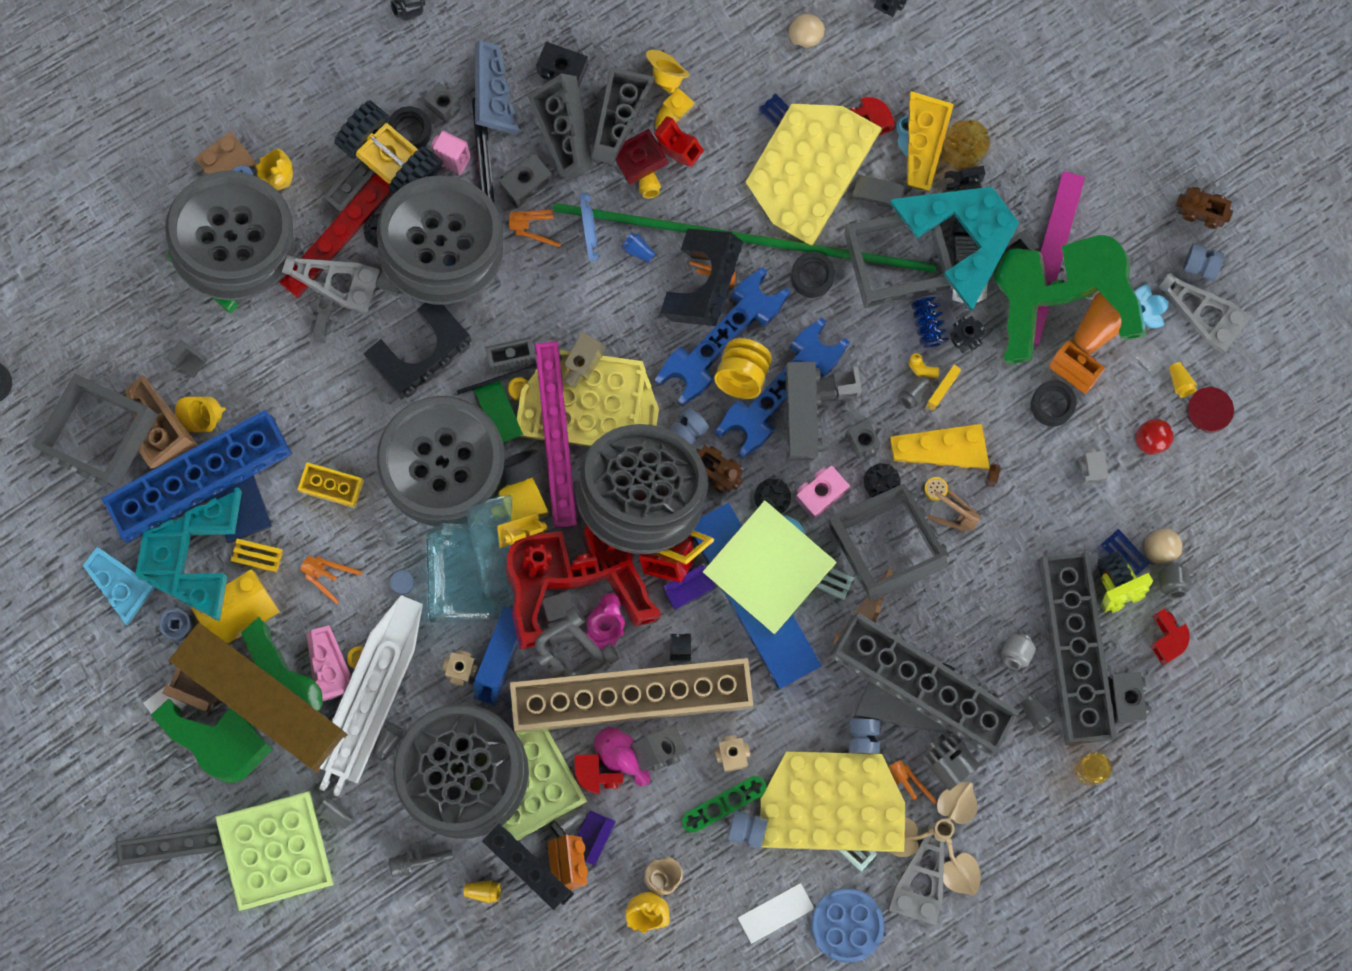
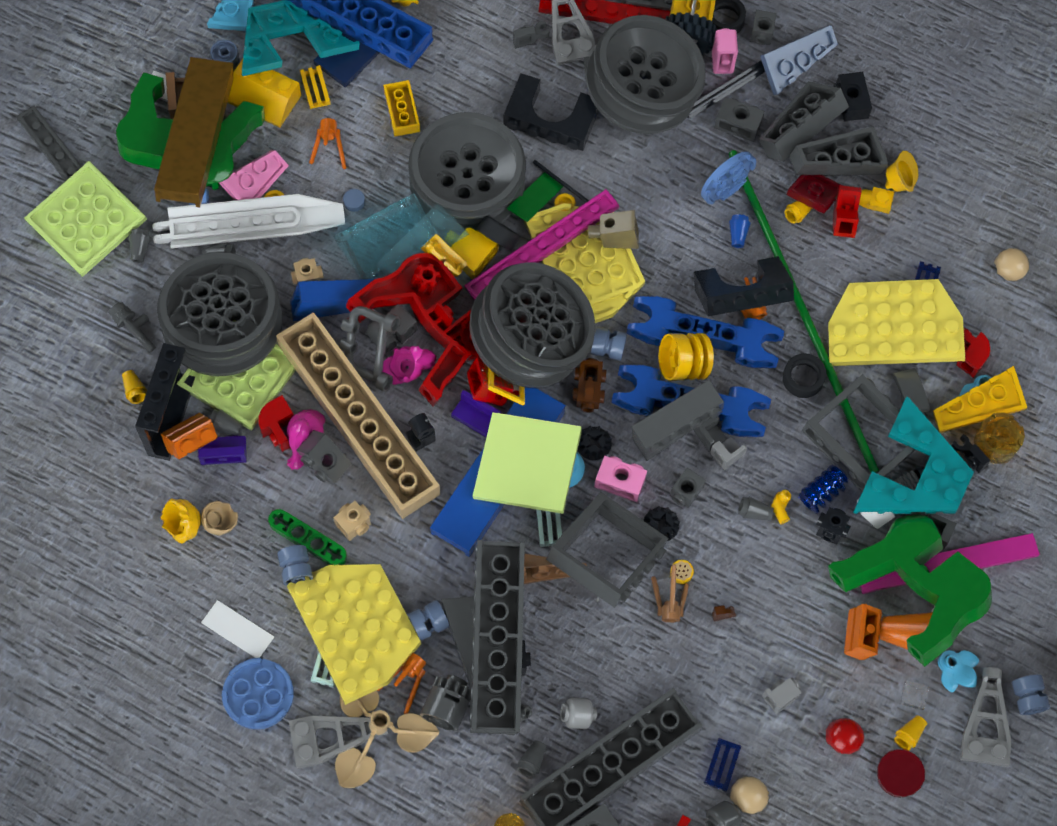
camera: 60 degrees right, 10 degrees down
(511, 355) = (585, 177): dark grey brick -> none
(521, 220) = (704, 133): orange plant -> none
(943, 388) = (773, 530): yellow tile -> none
(943, 447) = (726, 565): yellow wing -> none
(1060, 387) = (829, 617): black tyre -> none
(1121, 583) = (689, 770): neon yellow plate -> none

